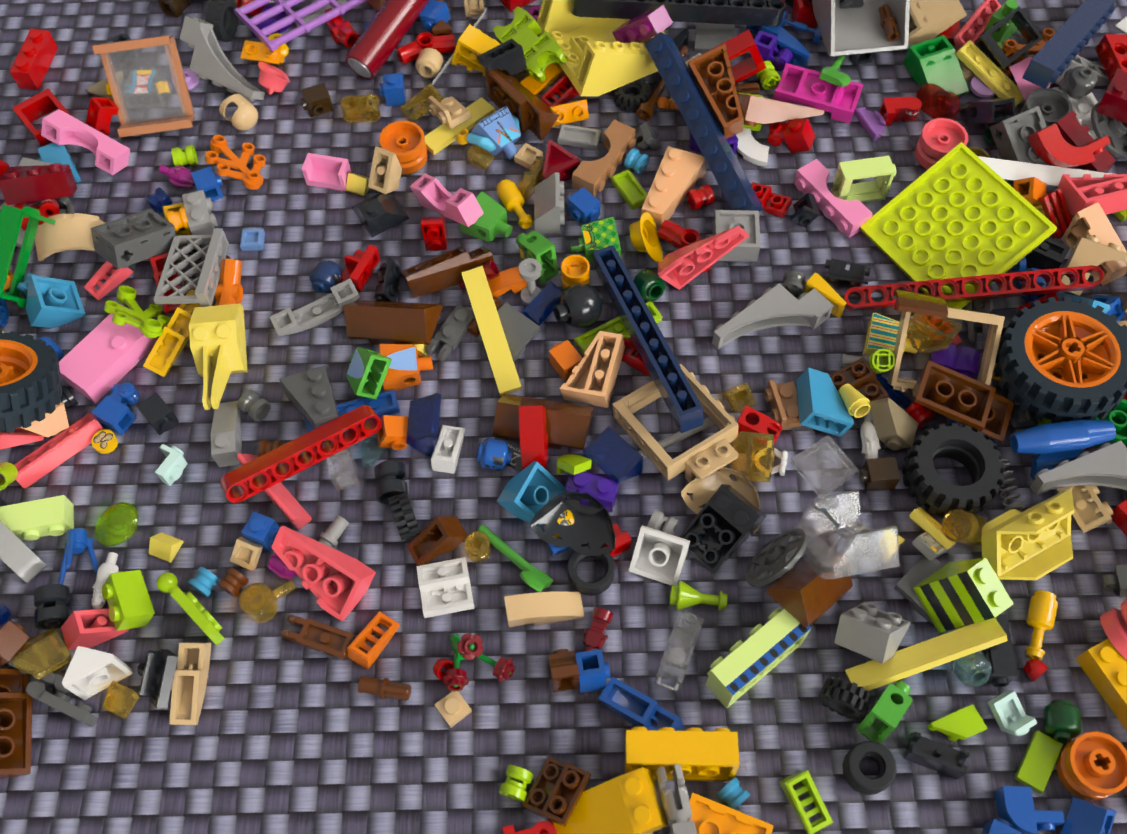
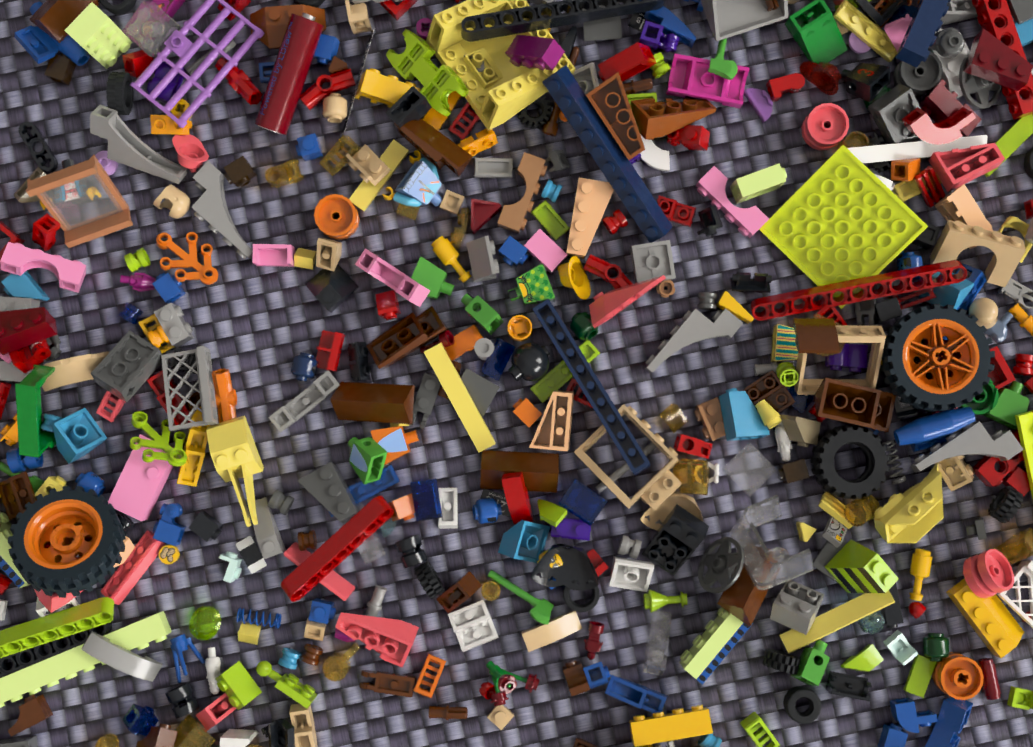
camera: 10 degrees left, 25 degrees up
(200, 460) = (251, 554): none -> sticker
(205, 531) = (277, 621): none -> blue piece
(252, 239) = (227, 336): medium blue tile -> none
(279, 124) = (214, 209): none -> light grey arch
(618, 205) = (545, 251): none -> bright pink panel
(748, 261) = (670, 288): none -> medium nougat plate

